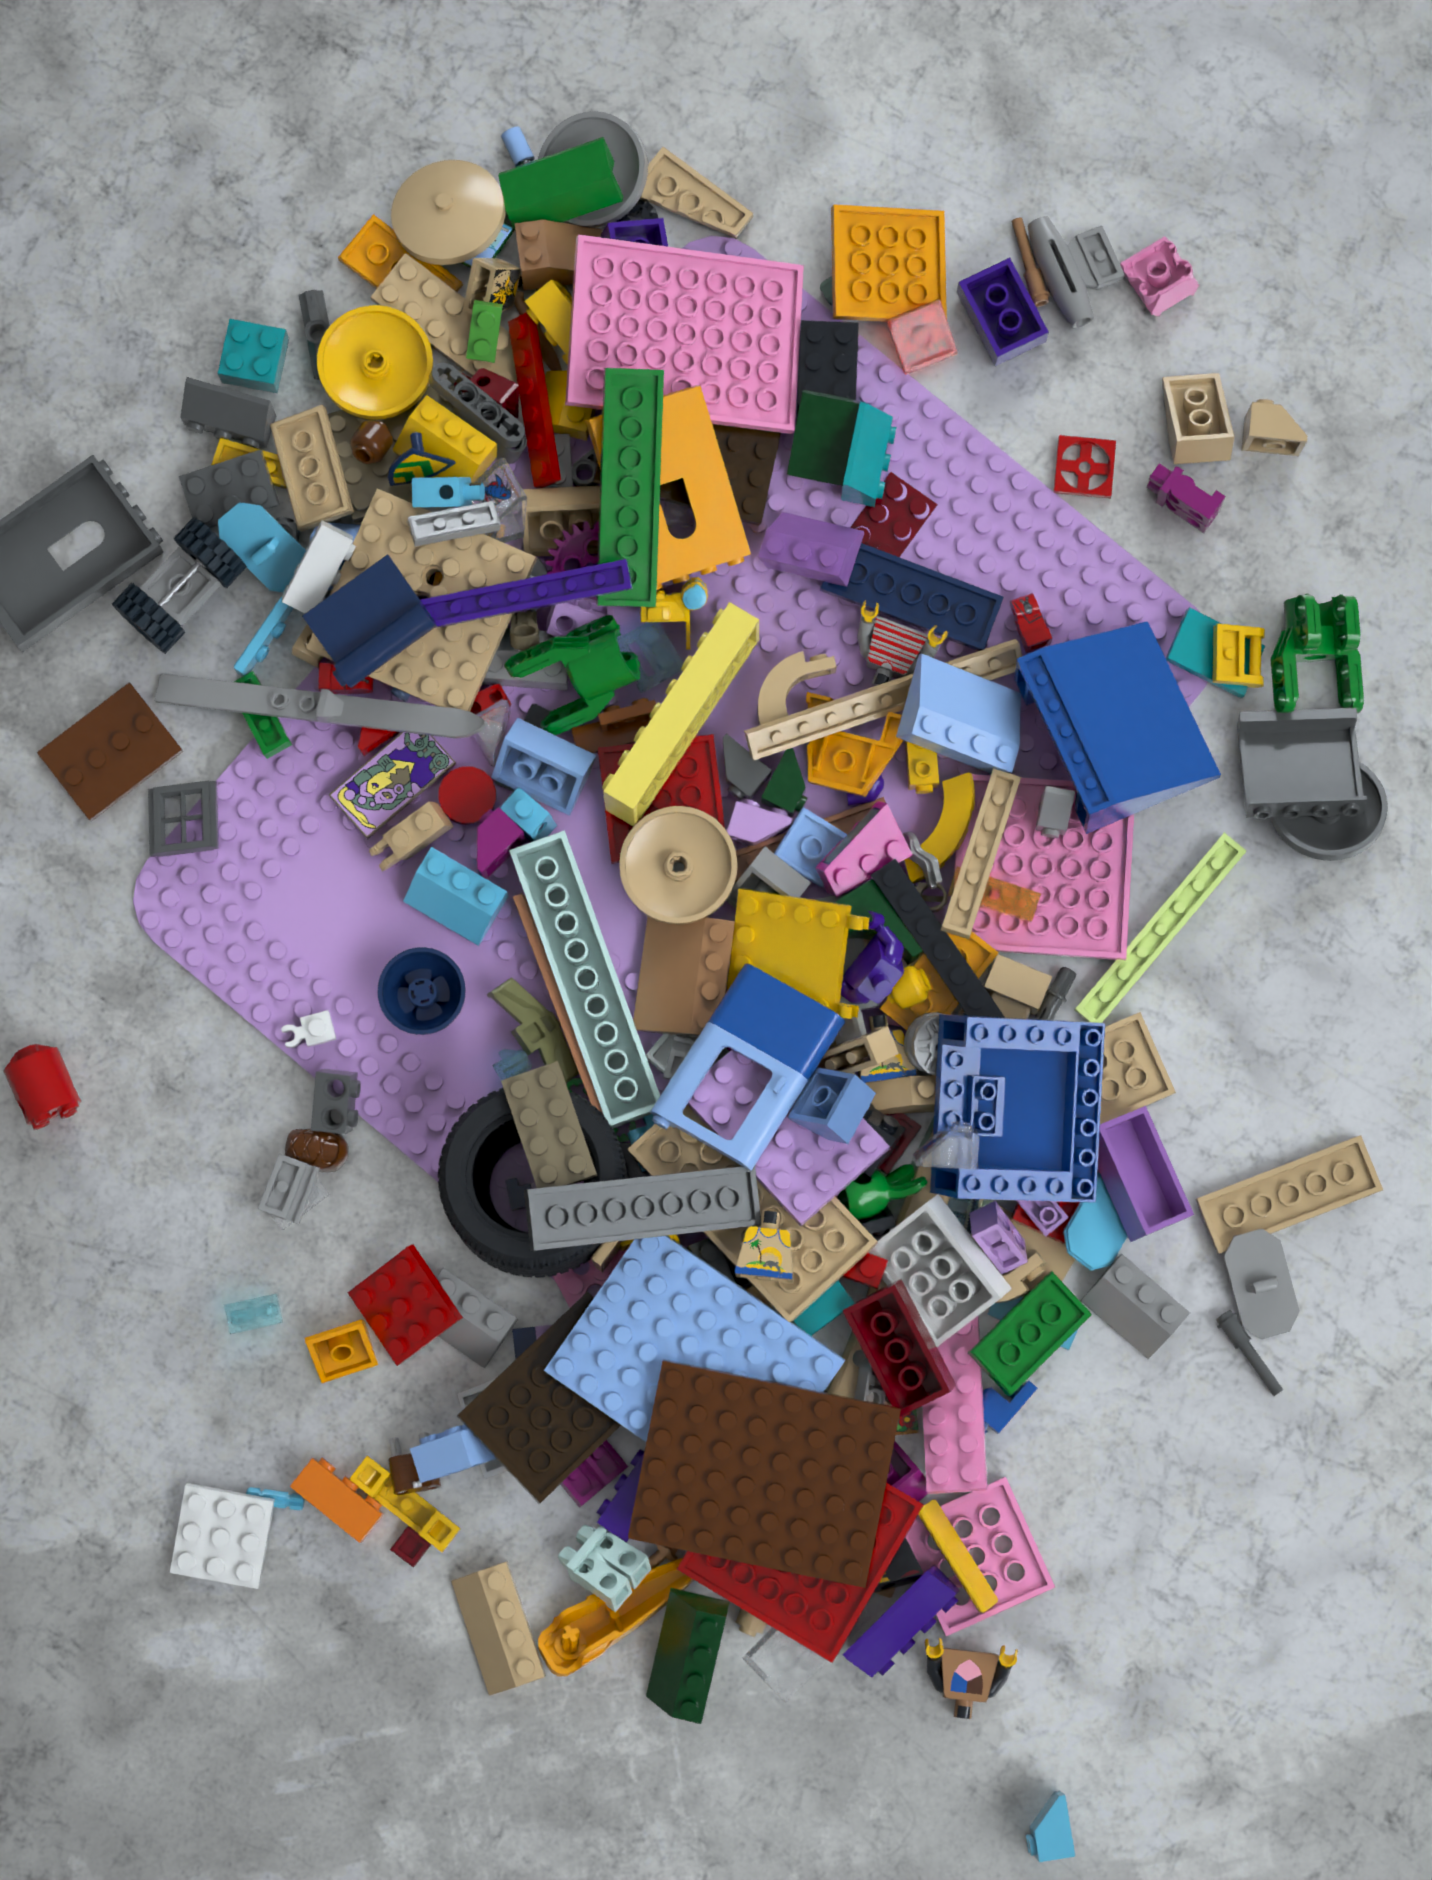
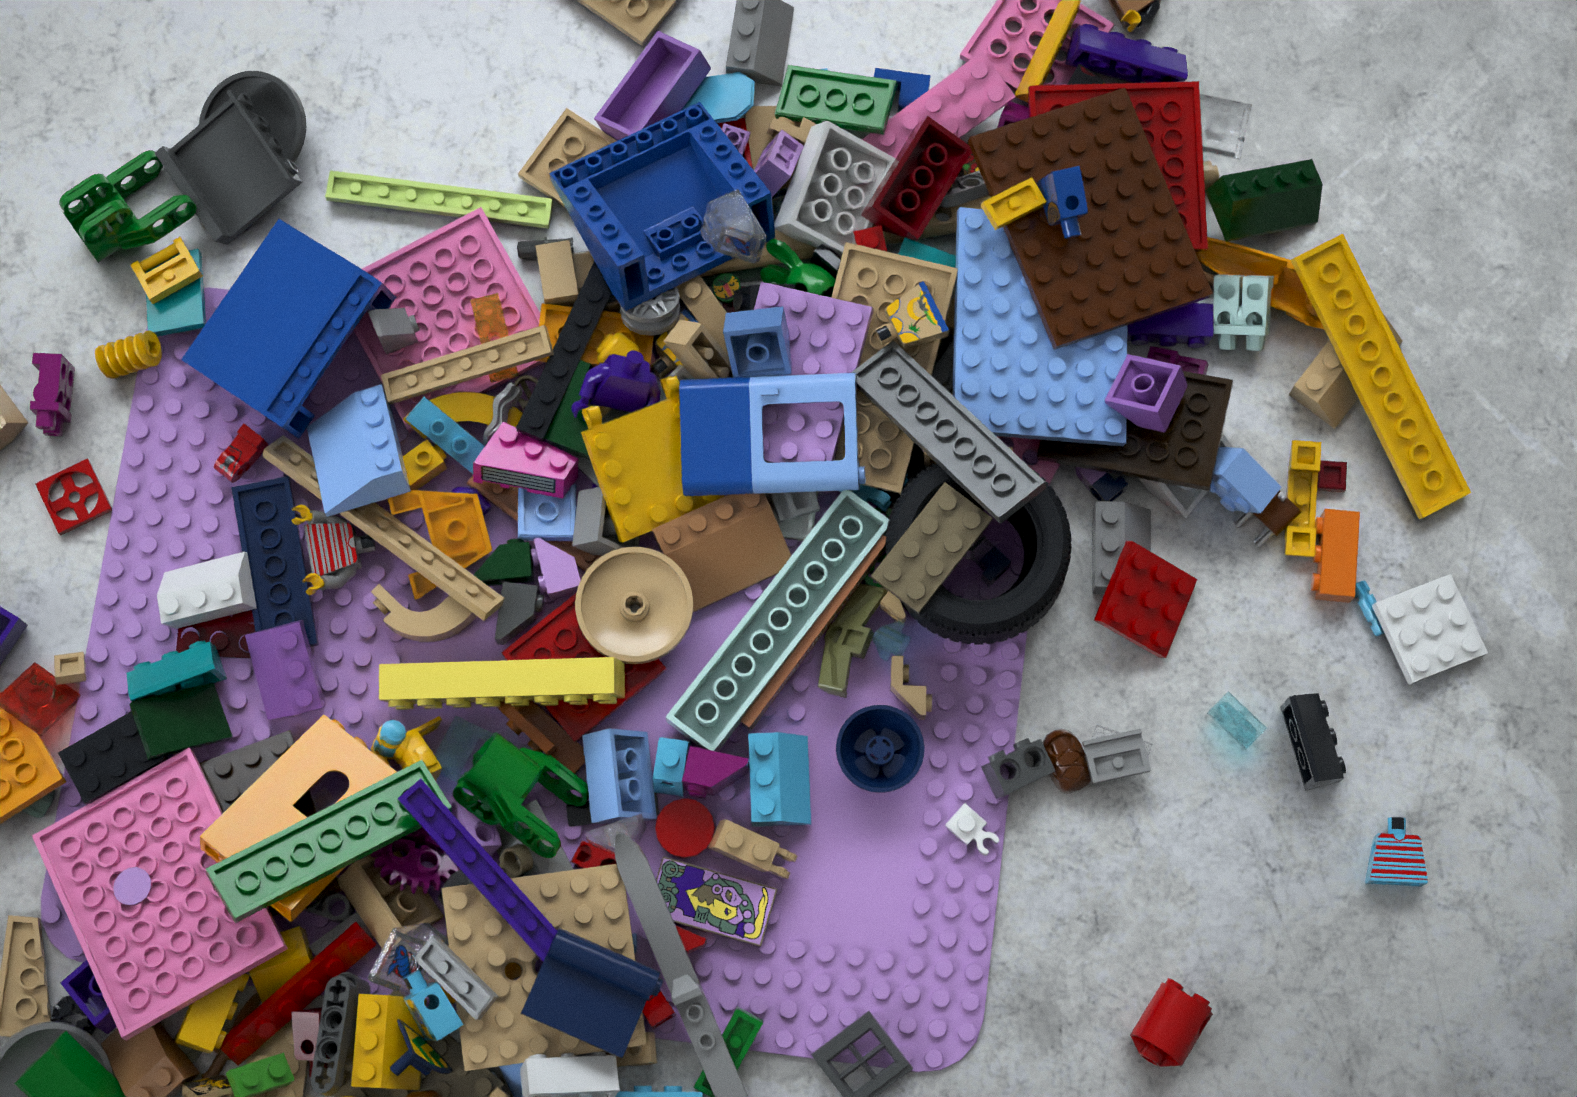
camera: 120 degrees left, 5 degrees down
(53, 1370) = (1396, 857): none -> torso
(192, 1367) = (1312, 740): none -> black slope
(341, 1350) = (1215, 631): light orange slope -> none
(451, 1052) = (911, 696): none -> tan slope
(464, 1642) = (1380, 376): none -> yellow plate
(574, 1416) = (1147, 392): none -> medium lavender slope
(702, 316) = (132, 886): none -> lavender sticker
(796, 1450) = (1064, 199): none -> blue torso
(810, 1403) = (1013, 203): none -> yellow plate
(916, 1125) = (725, 286): none -> tile
(925, 523) = (206, 591): none -> white slope
(932, 378) = (70, 668): none -> tan plate
(933, 802) = (445, 433): none -> medium azure plate
(1180, 580) = (129, 354): none -> yellow piece

